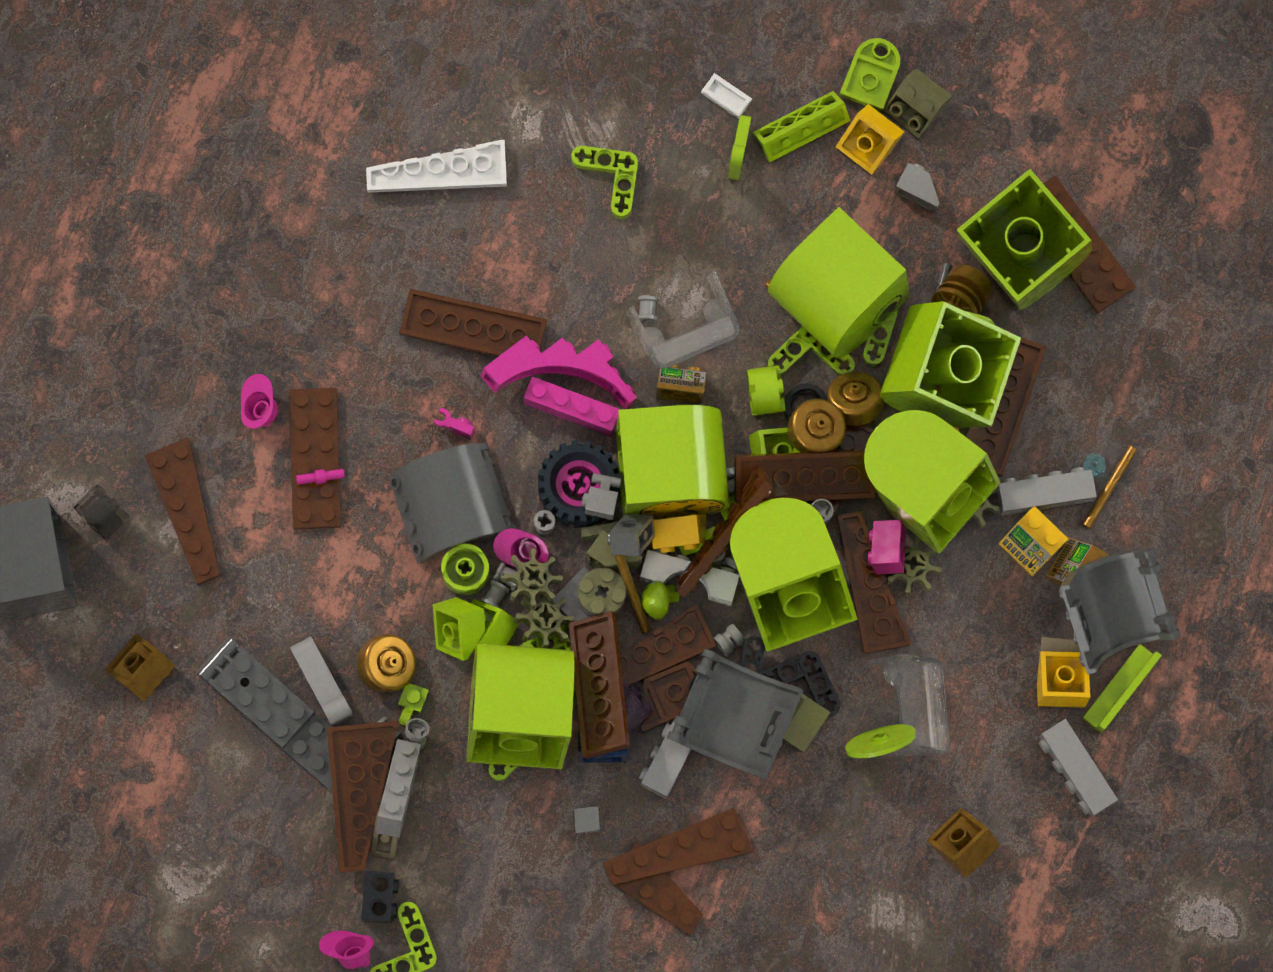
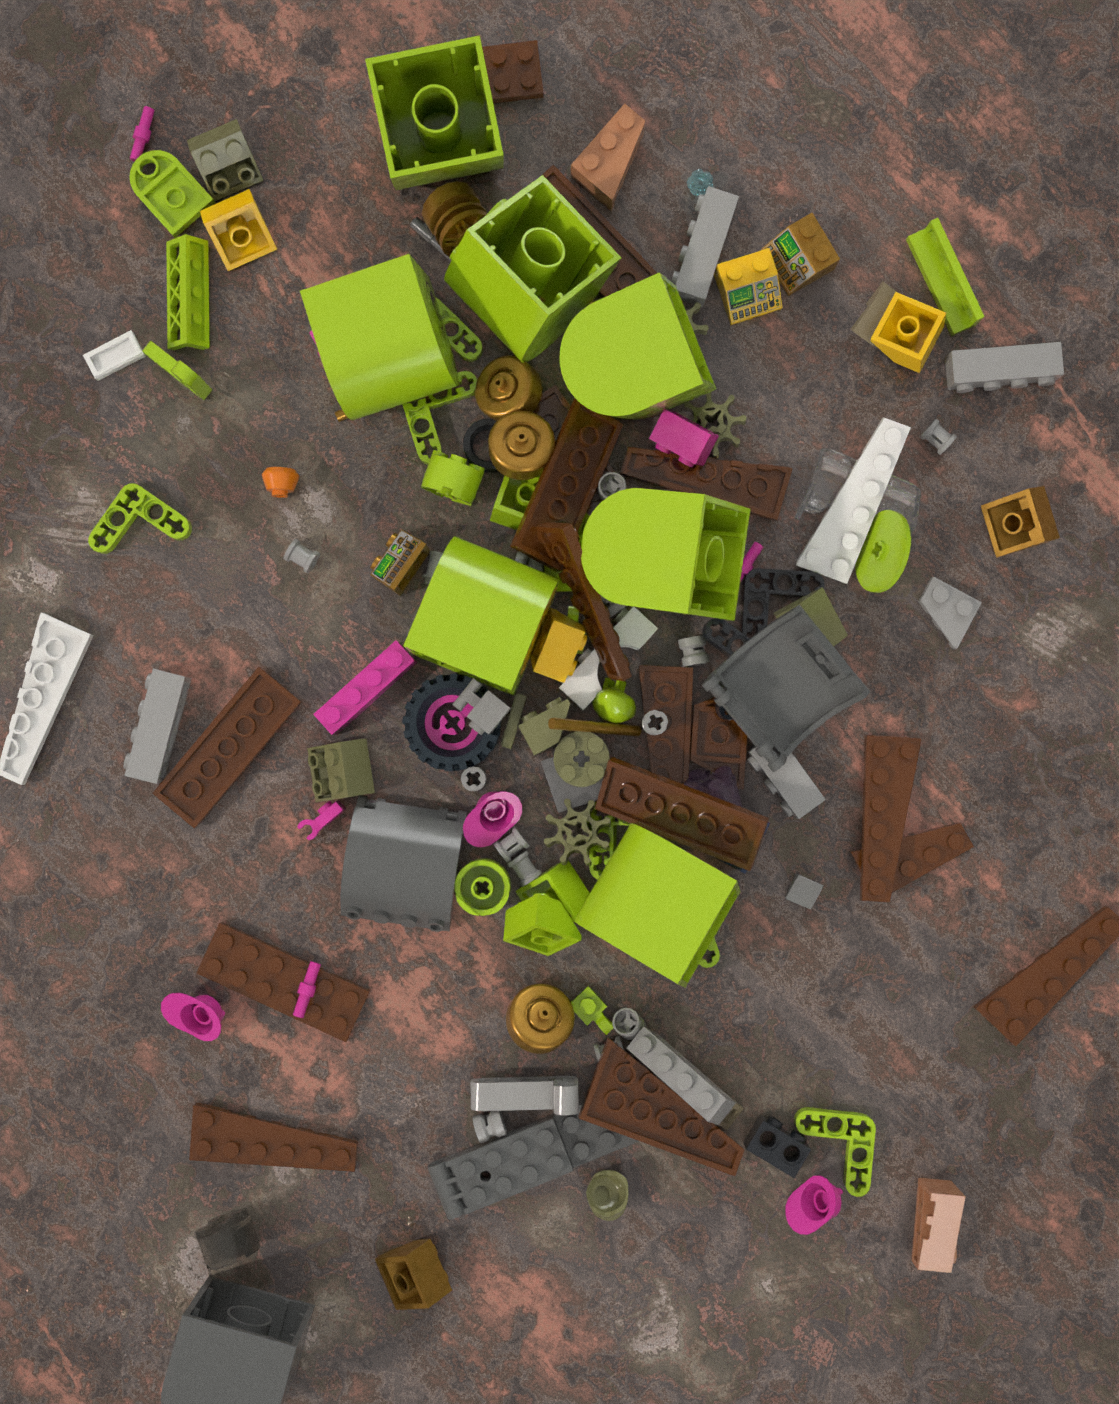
camera: 55 degrees left, 10 degrees up
(275, 785) = (608, 1194): none -> olive hair
(283, 668) = (489, 1126): none -> light grey wheel
(462, 267) = (157, 726): none -> light grey brick
(499, 419) = (340, 770): none -> olive slope
(529, 570) = (517, 826): olive gear -> none
(561, 358) = (292, 711): dark pink arch -> none
(631, 534) = (542, 699): dark grey brick -> none
(660, 642) = (646, 719): none -> light grey bush
(696, 264) = (280, 480): none -> orange cone
(718, 330) = (363, 495): clear windscreen -> none
(816, 646) = (749, 559): none -> dark pink bar
(866, 823) = (950, 609): none -> light grey wing
(898, 705) = (845, 525): none -> white wing
(904, 32) = (142, 133): none -> dark pink bar
(917, 187) = (316, 207): light grey slope -> none
(995, 745) = (938, 436): none -> light grey bush
(1076, 385) = (608, 156): none -> nougat wedge
(1109, 487) = (730, 180): pearl gold bar -> none
(1116, 605) = (863, 231): dark grey hinge -> none

